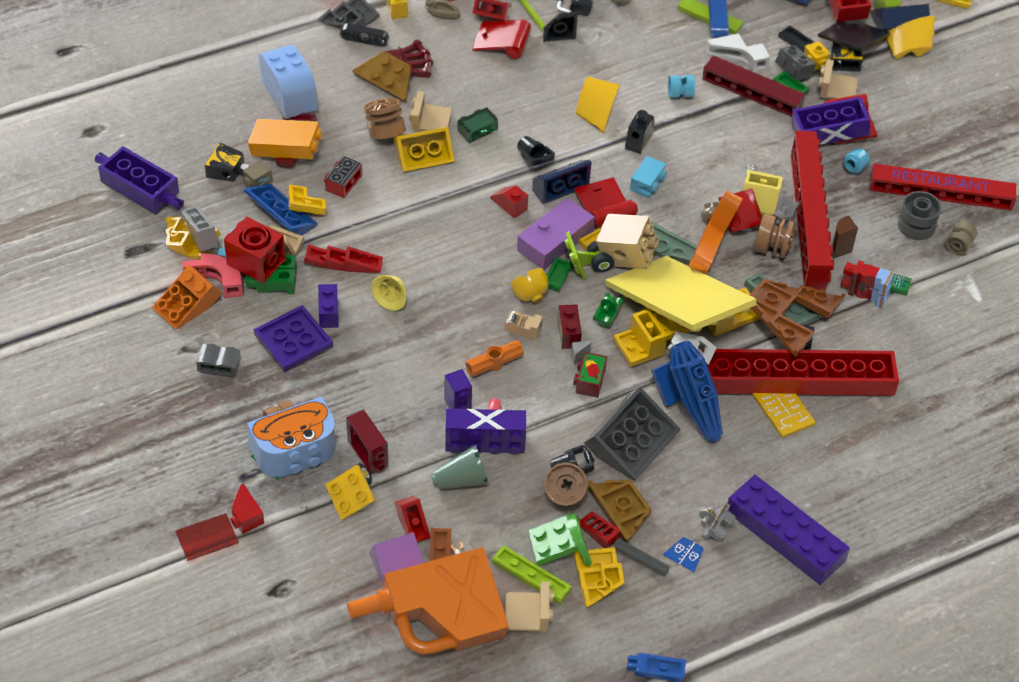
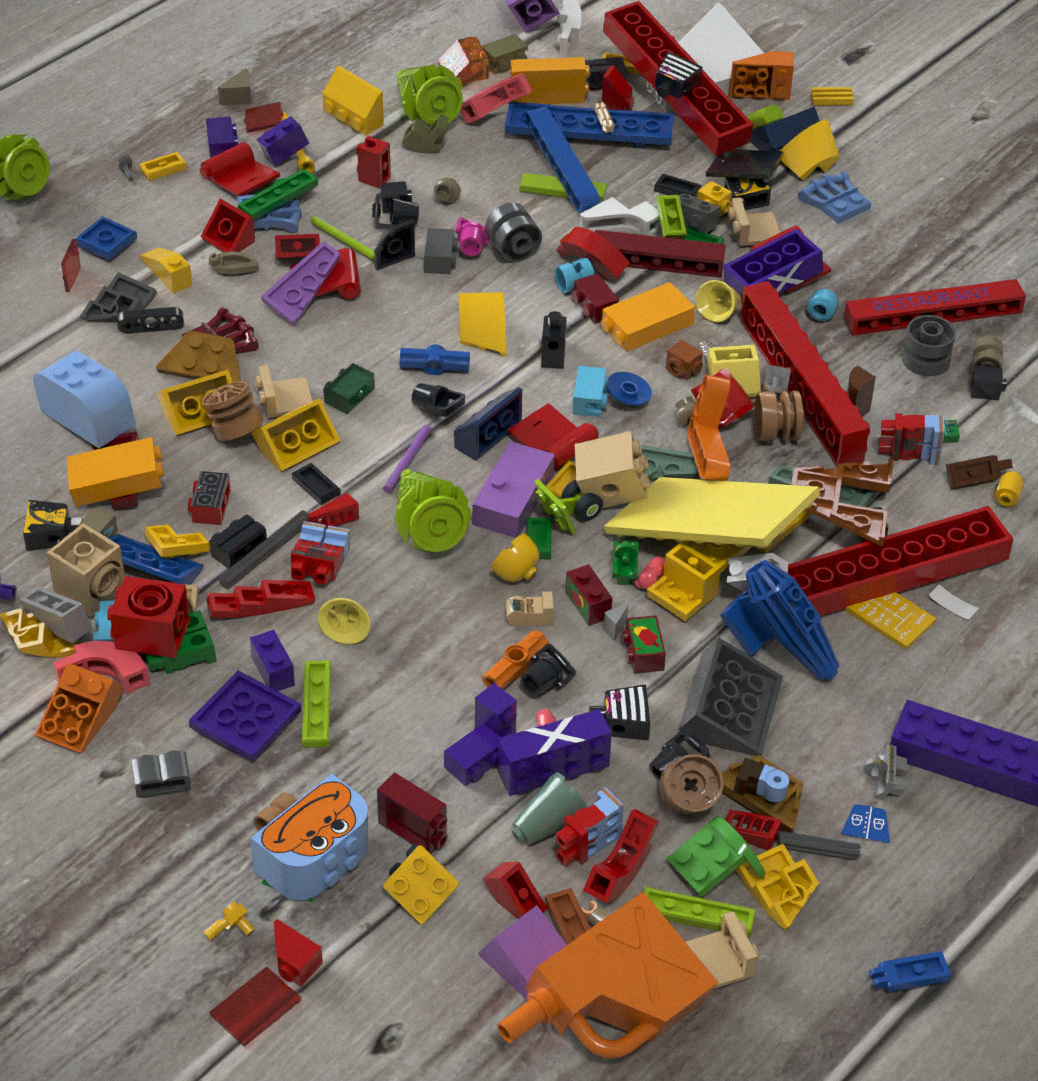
camera: 20 degrees left, 5 degrees down
(220, 472) = (234, 915): none -> yellow piece
(231, 201) = (86, 568): none -> tan brick
(345, 345) = (316, 704): none -> lime tile
(346, 213) = (237, 540): none -> black brick
(356, 99) = (183, 402): none -> yellow slope
(363, 224) = (263, 550): none -> dark grey axle
(398, 238) = (319, 552): none -> hips
(421, 188) = (316, 484): none -> black tile
(424, 213) = (337, 512): none -> red slope
(430, 414) = (472, 755): none -> dark purple brick
(476, 40) = (300, 285): none -> medium lavender wing
(482, 493) = (590, 829): none -> hips
(484, 232) = (431, 511): none -> lime plant
(487, 529) = (620, 868): none -> red arch
(494, 188) = (407, 458): none -> medium lavender bar
(510, 372) = (546, 671): none -> black piece
(512, 200) = (438, 462): red slope -> none
(548, 121) = (434, 359): none -> blue piece
(551, 418) = (626, 712): none -> black torso
(593, 40) = (440, 251): none -> dark grey brick
(619, 497) = (761, 780): none -> leg
(621, 35) = (470, 236): none -> dark pink piece
(622, 325) = (651, 573): none -> coral arm
(651, 40) = (513, 232): none -> dark grey wheel
(677, 183) = (629, 388): none -> blue dish
(688, 108) = (593, 296): none -> dark red brick
(704, 72) = (596, 249): none -> red arch
(720, 132) = (648, 316): none -> light orange brick
(729, 173) = (684, 360): none -> dark orange brick
(773, 61) = (671, 216): none -> lime brick
(777, 135) = (716, 301): none -> light yellow hat
(835, 415) = (953, 603): none -> white sticker
(905, 321) = (976, 470): none -> reddish brown hinge
(913, 87) = (843, 204): none -> medium blue plate
(923, 343) = (1009, 489): none -> yellow brick
(951, 257) = (987, 383): none -> black brick

